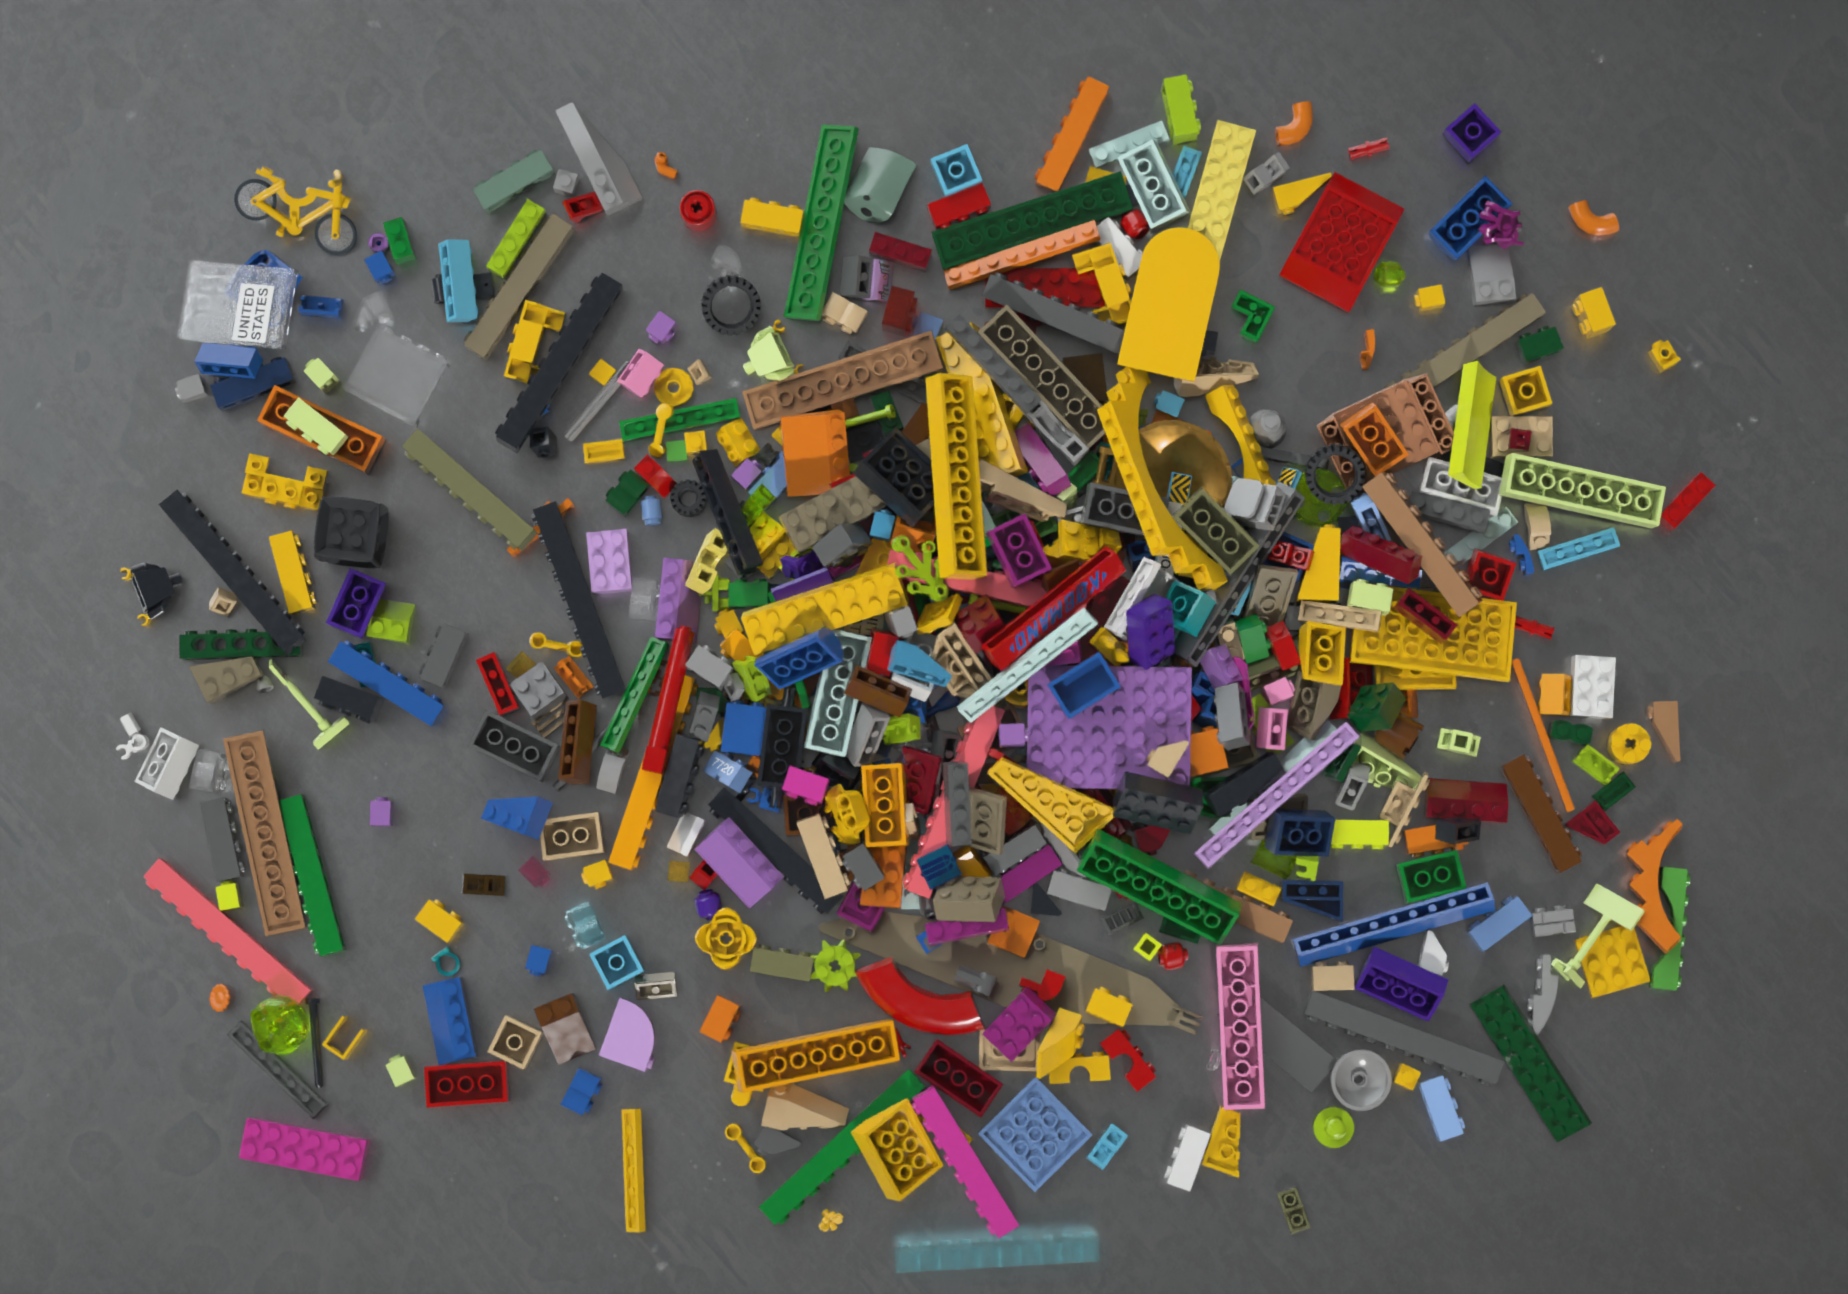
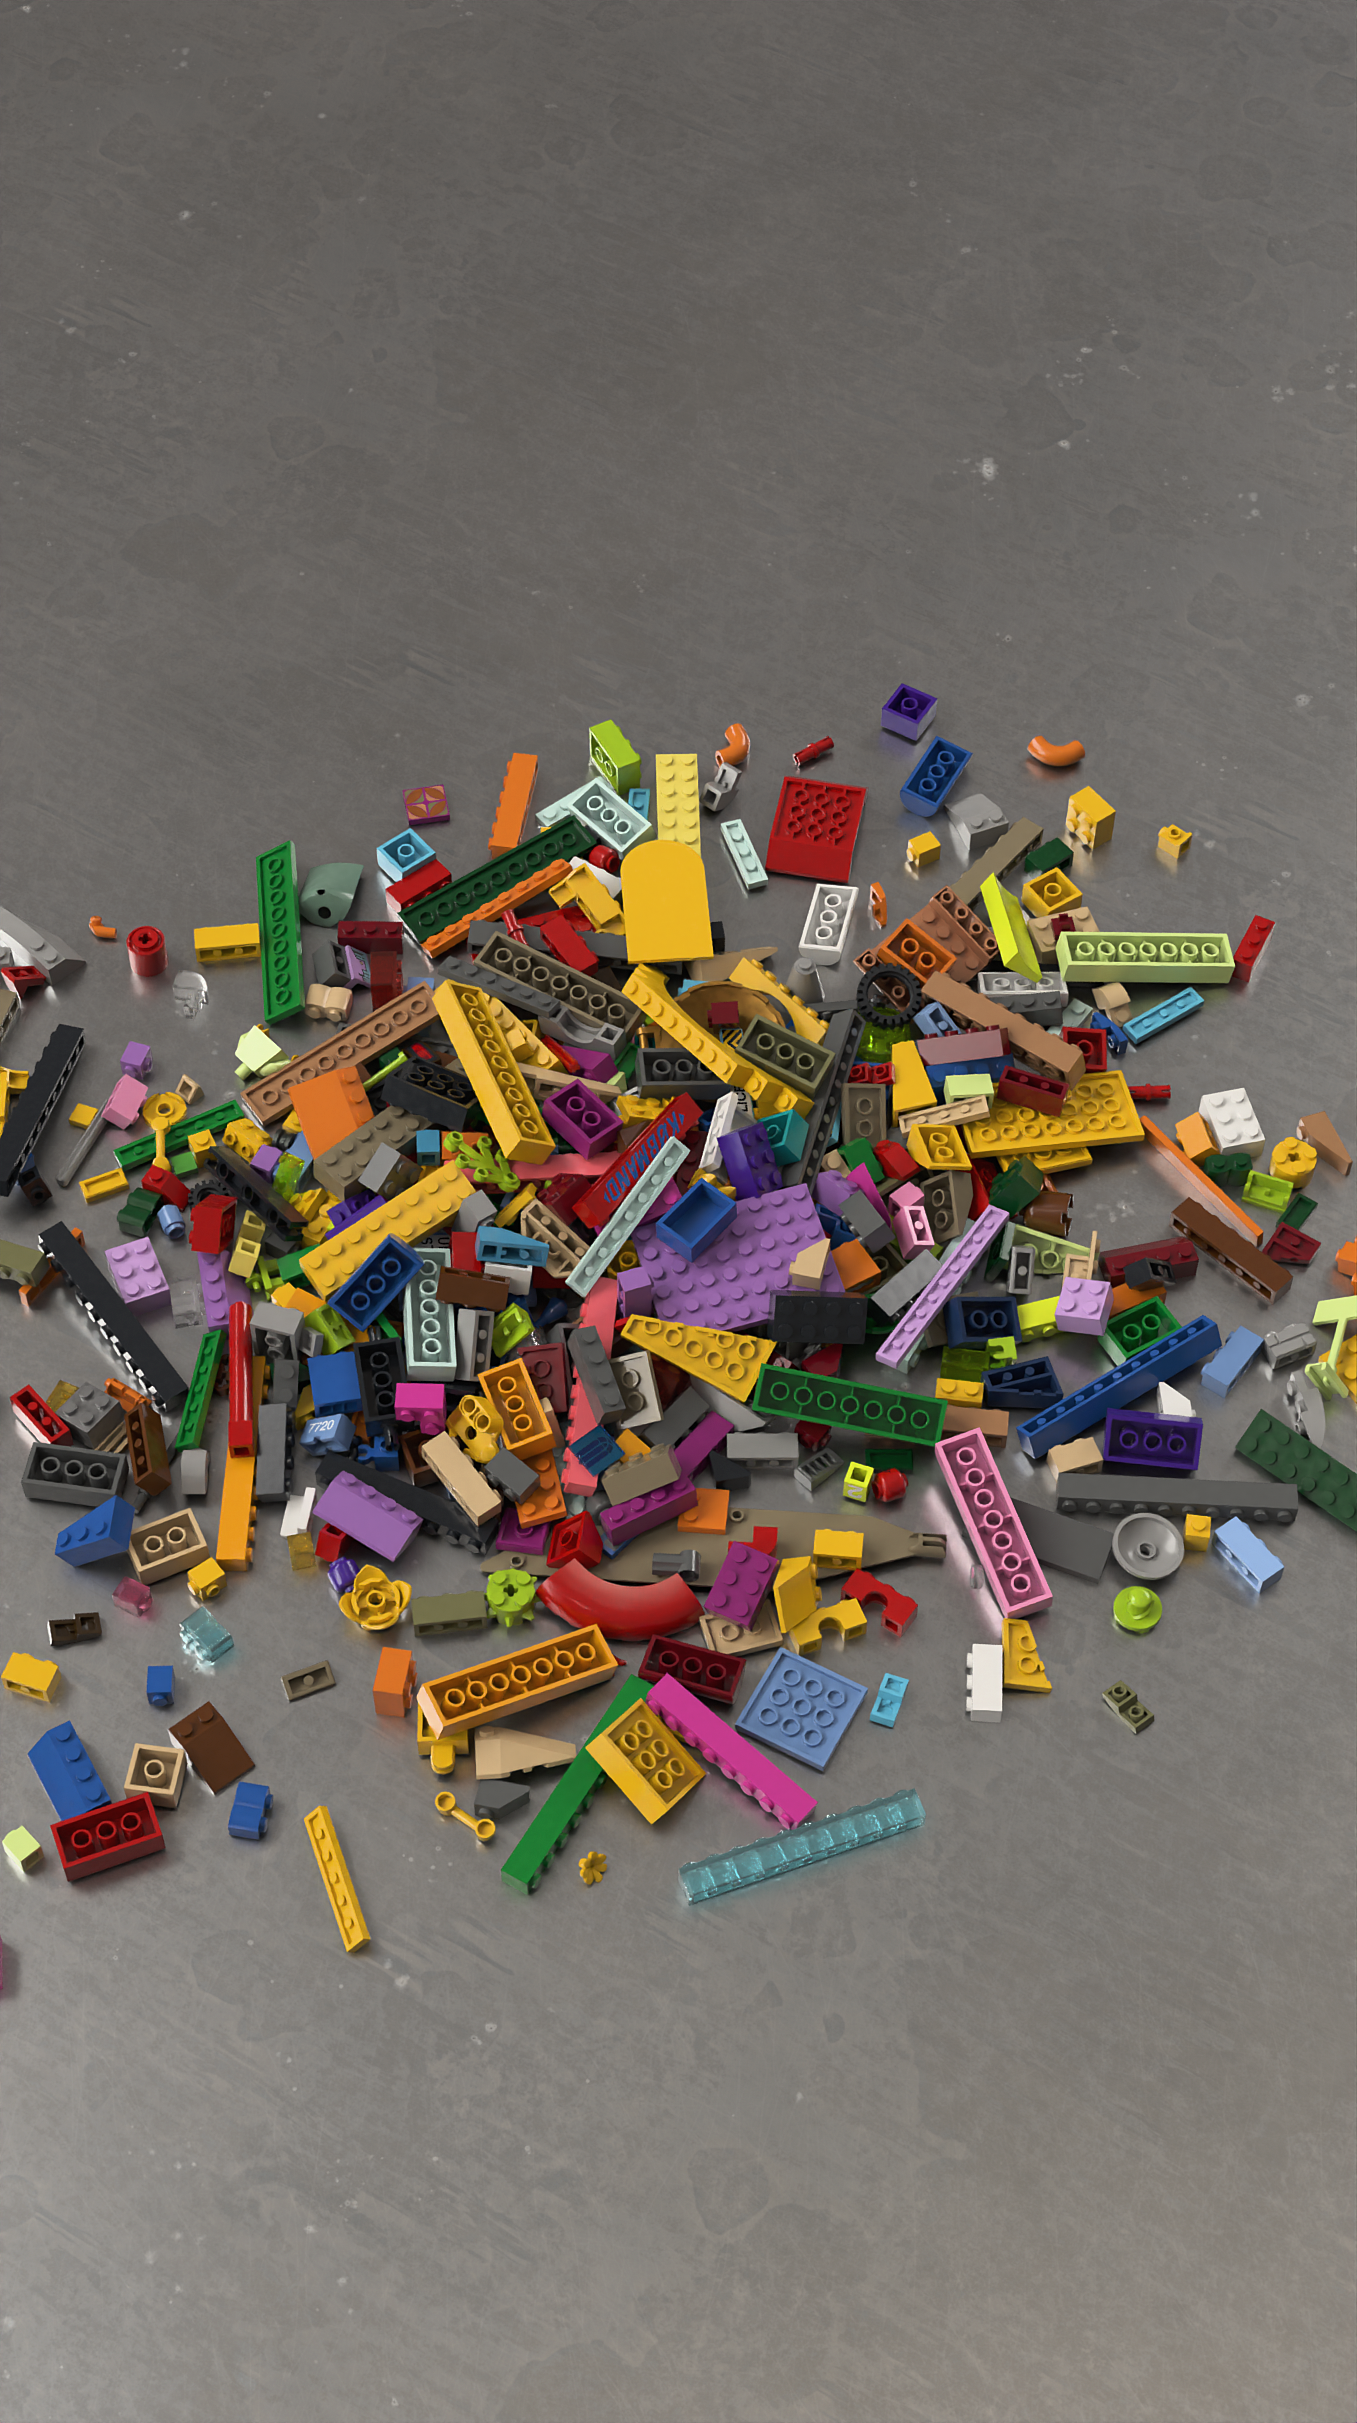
camera: 20 degrees left, 30 degrees down
(436, 958) = (50, 1710): teal piece -> none
(572, 648) = (77, 1365): yellow bar -> none
(617, 962) = (255, 1659): medium azure brick -> none
(630, 1037) = (292, 1736): lavender brick -> none
(682, 538) = (213, 1224): none -> red brick
(716, 286) = (212, 995): black tyre -> none
(899, 935) = (575, 1539): none -> red slope
(908, 404) = (422, 1050): none -> slope
(988, 443) = (518, 1045): none -> yellow brick
(992, 105) = (426, 804): none -> tile
(1026, 301) = (514, 930): none -> red pin
(1027, 448) = (565, 1058): none -> red axle
(1069, 334) = (568, 946): none -> red brick
(1179, 463) = (723, 1016): none -> dark red brick
(1255, 504) = (821, 1026): light grey brick -> none
(1257, 312) = (754, 900): green brick -> none
(1265, 253) = (744, 854): none -> light aqua plate
(1294, 194) = (755, 800): yellow slope -> none
(1314, 359) = (828, 923): none -> white brick
(1325, 475) = (879, 1001): none -> black axle
(1389, 274) = (875, 840): clear neon green head -> none
(1390, 846) = (1084, 1306): none -> lavender brick
(1458, 742) = (1115, 1207): yellowish green brick -> none
(1505, 223) = (972, 766): magenta piece -> none

